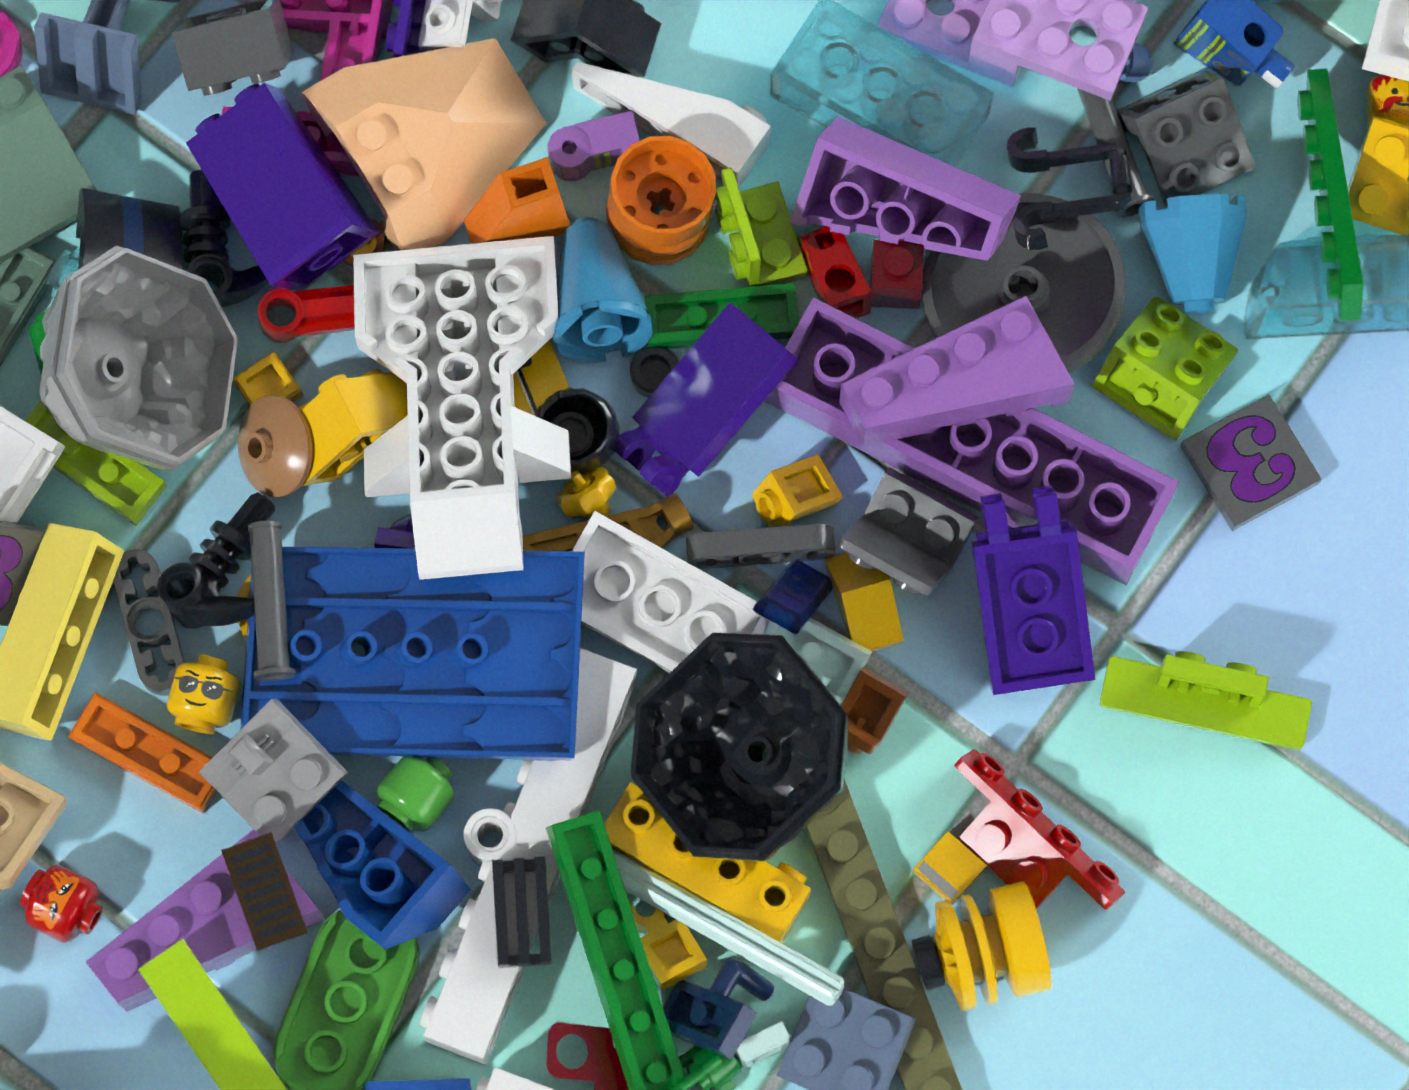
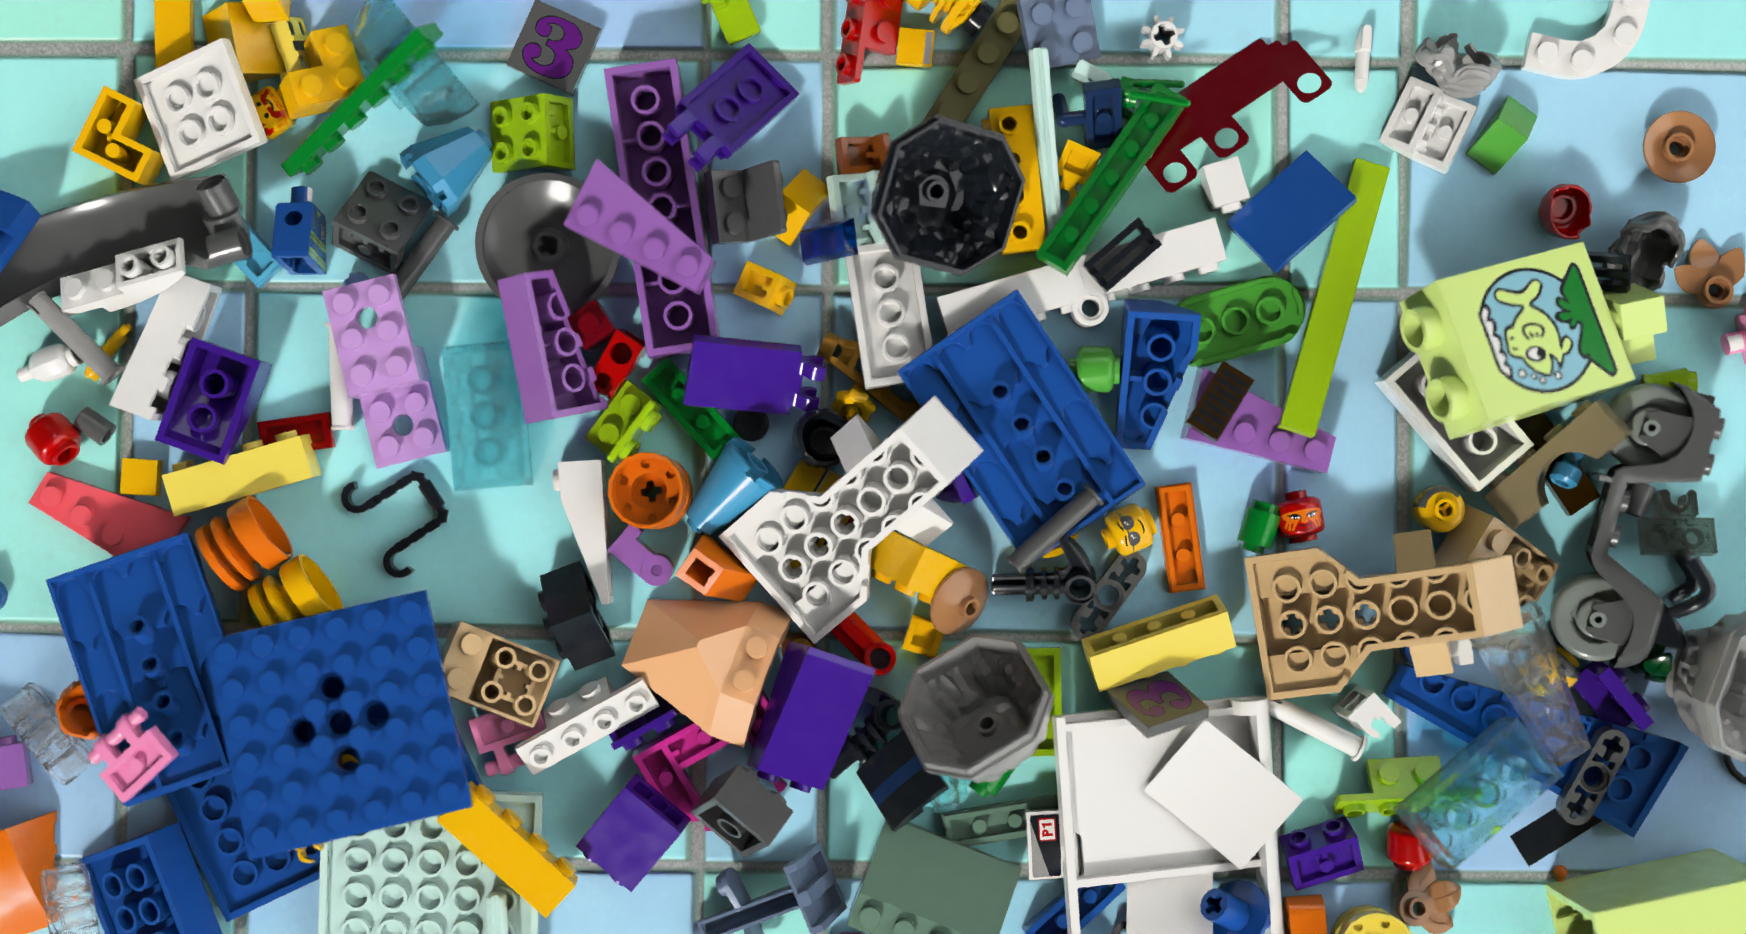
camera: 125 degrees left, 15 degrees up
(87, 847) = (1259, 526): none -> green brick
(273, 771) = (1145, 454): light grey hinge -> none
(760, 546) = (811, 285): dark grey beam -> none
(1042, 161) = (437, 237): black piece -> none

